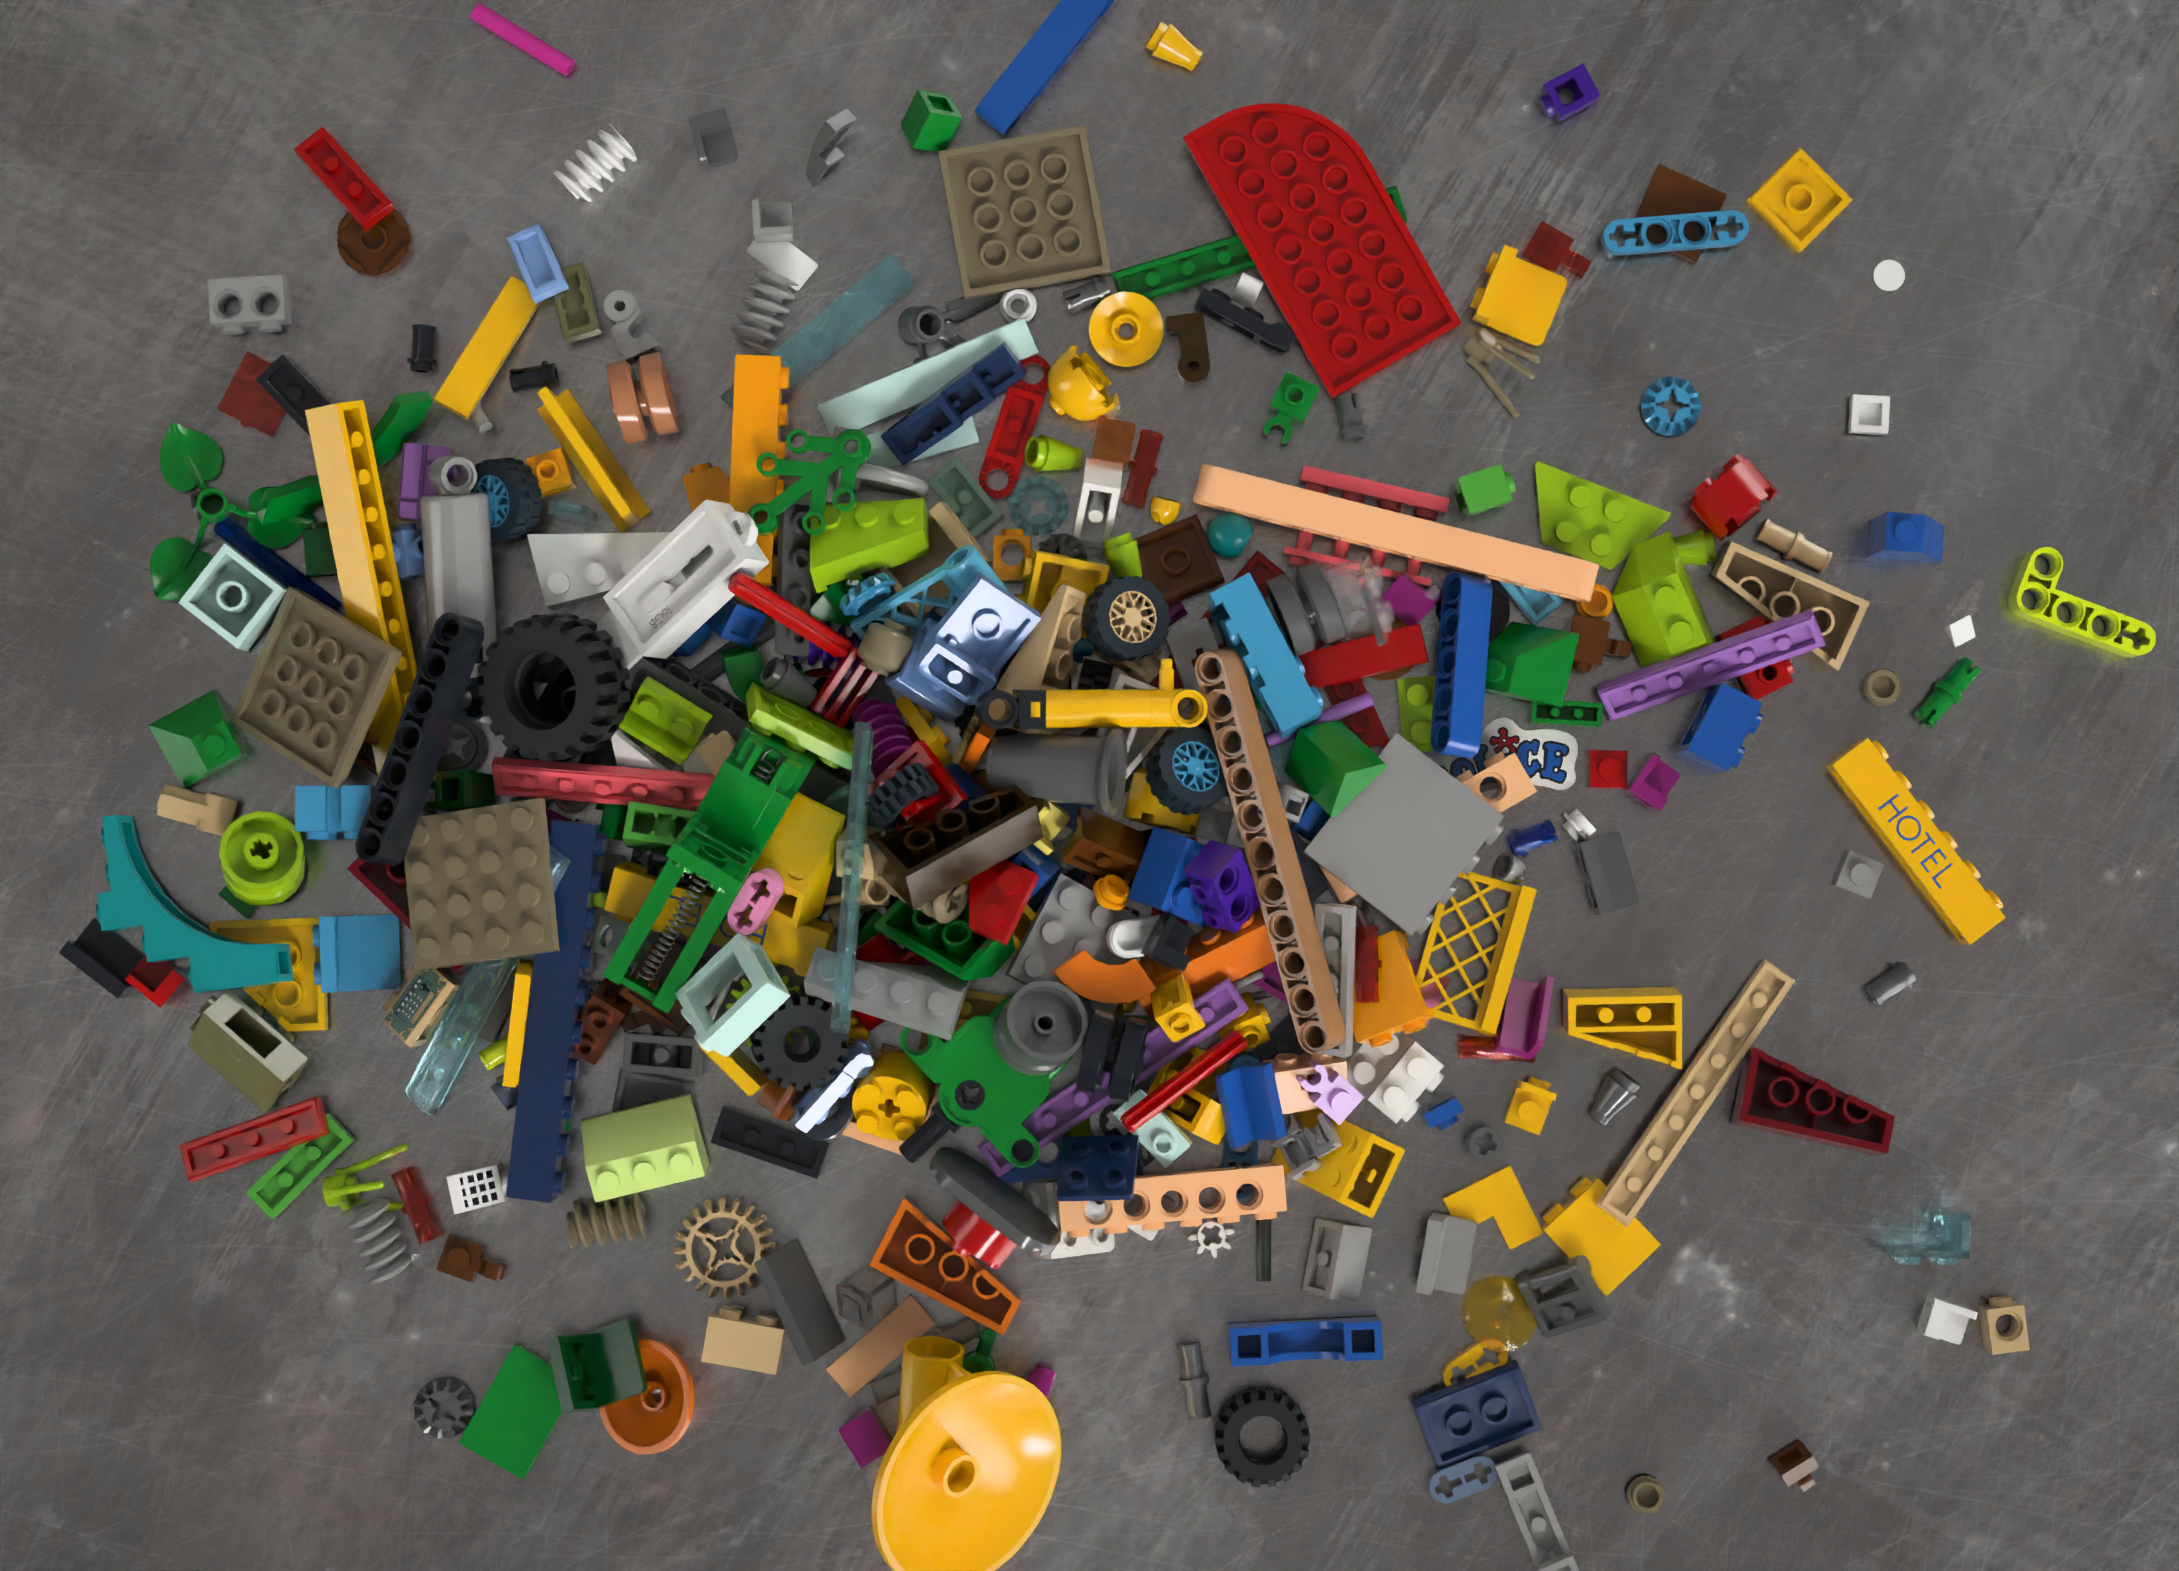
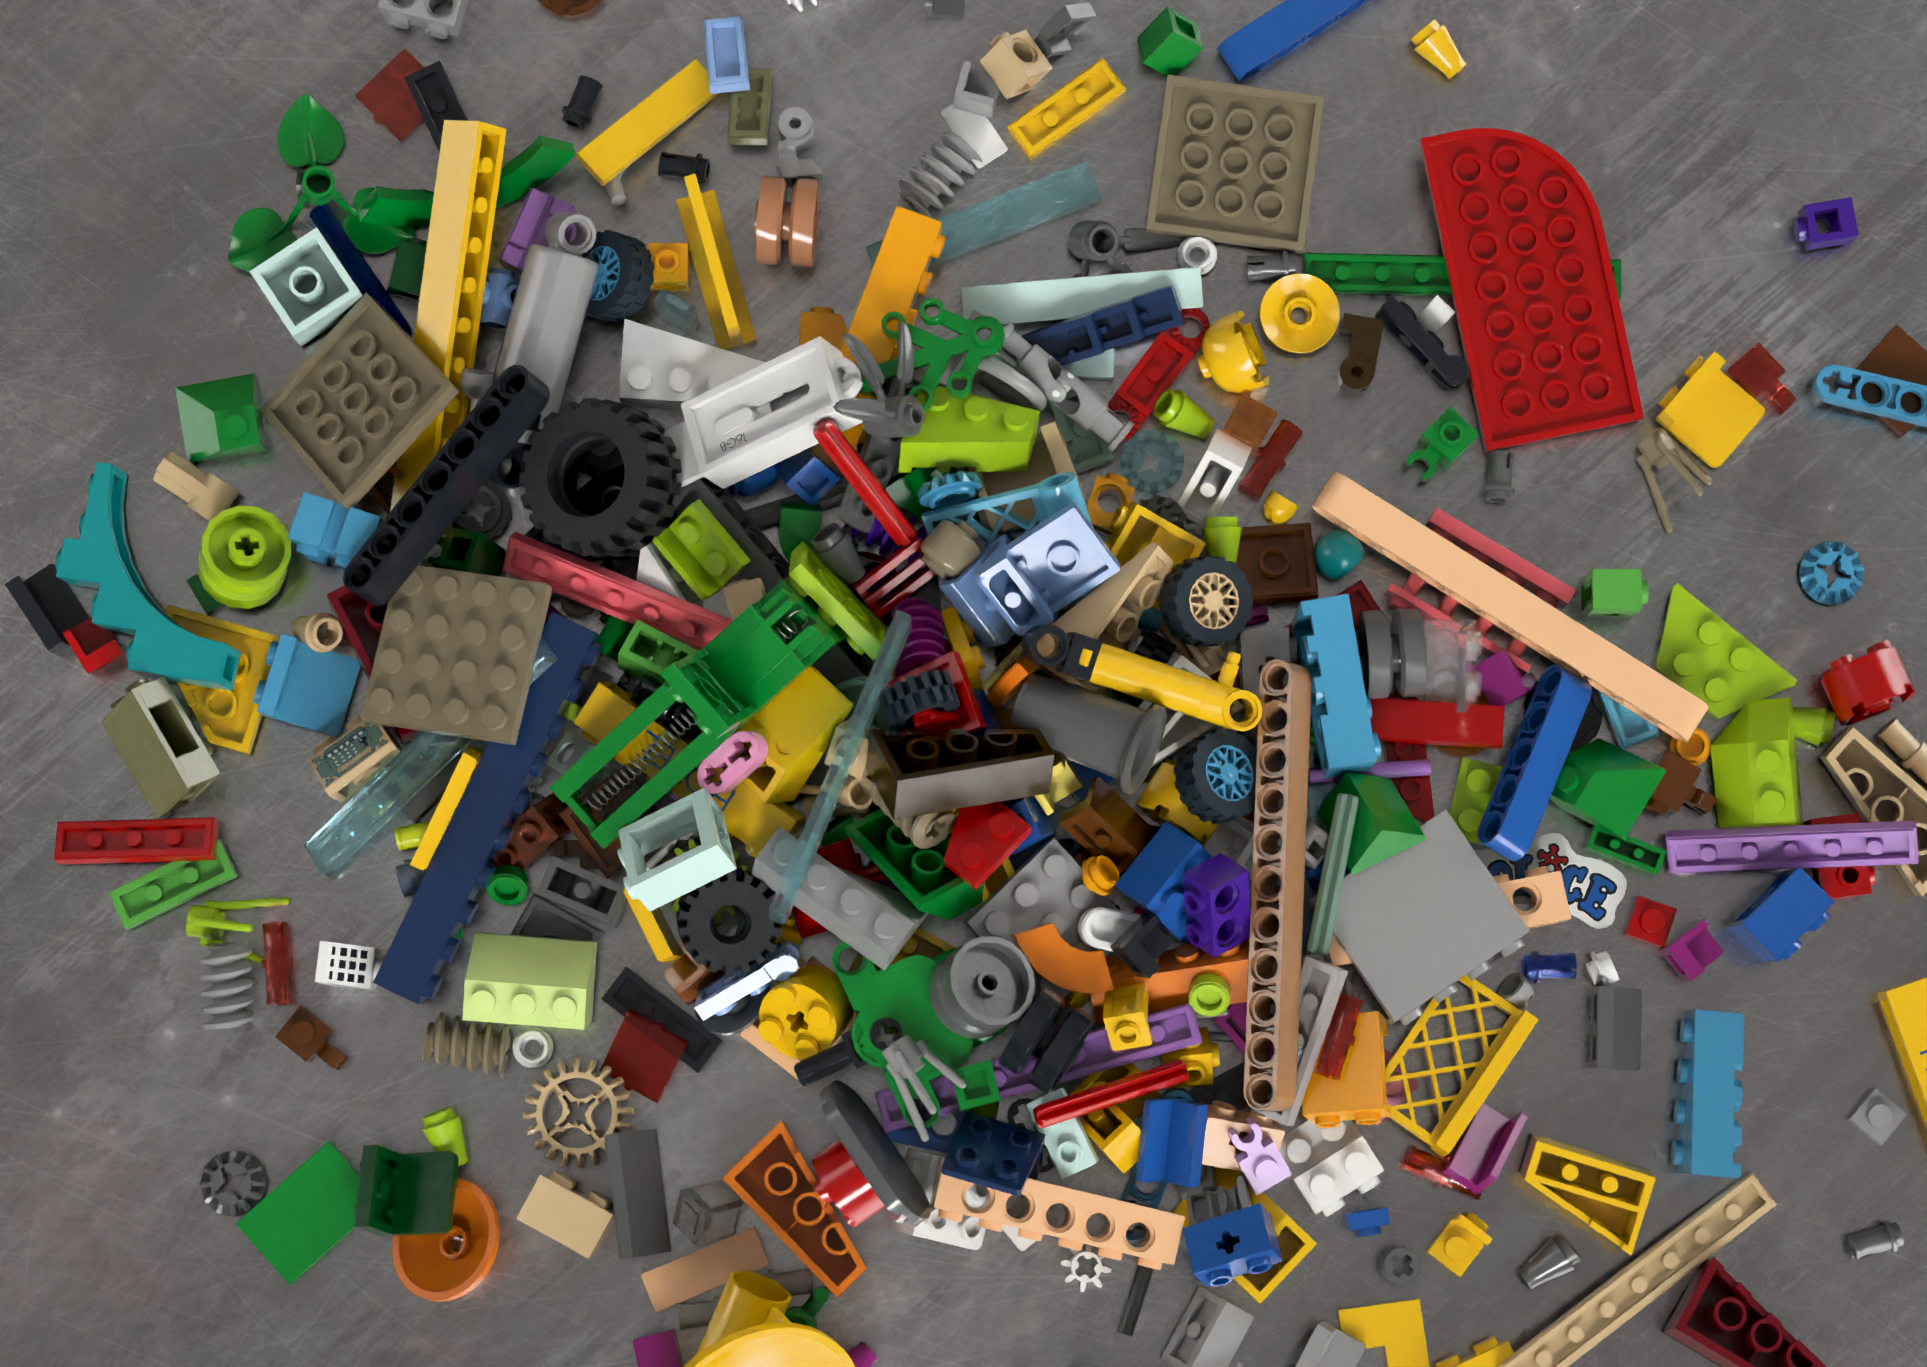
camera: 15 degrees right, 5 degrees down
(351, 902) = (318, 631): none -> tan cone
(415, 637) = (476, 383): none -> light grey hinge
(595, 1069) = (508, 885): none -> green tile
(614, 1303) = (445, 1132): none -> lime cone
(657, 1212) = (521, 1041): none -> white plate
(765, 1179) = (644, 1055): none -> clear red piece
(787, 549) = (885, 415): none -> dark grey plant
(798, 186) = (1015, 63): none -> tan brick
(858, 211) = (1066, 109): none -> yellow tile
(928, 465) = (1056, 382): none -> light grey piece
(993, 1115) = (904, 1061): none -> light grey plant
(1063, 1113) = (980, 1085): none -> green panel
(1241, 965) = (1209, 995): none -> lime tile
(1314, 1177) = (1212, 1244): none -> blue brick
(1315, 824) = (1333, 874): none -> sand green axle
(1706, 905) = (1709, 1094): none -> dark azure wedge

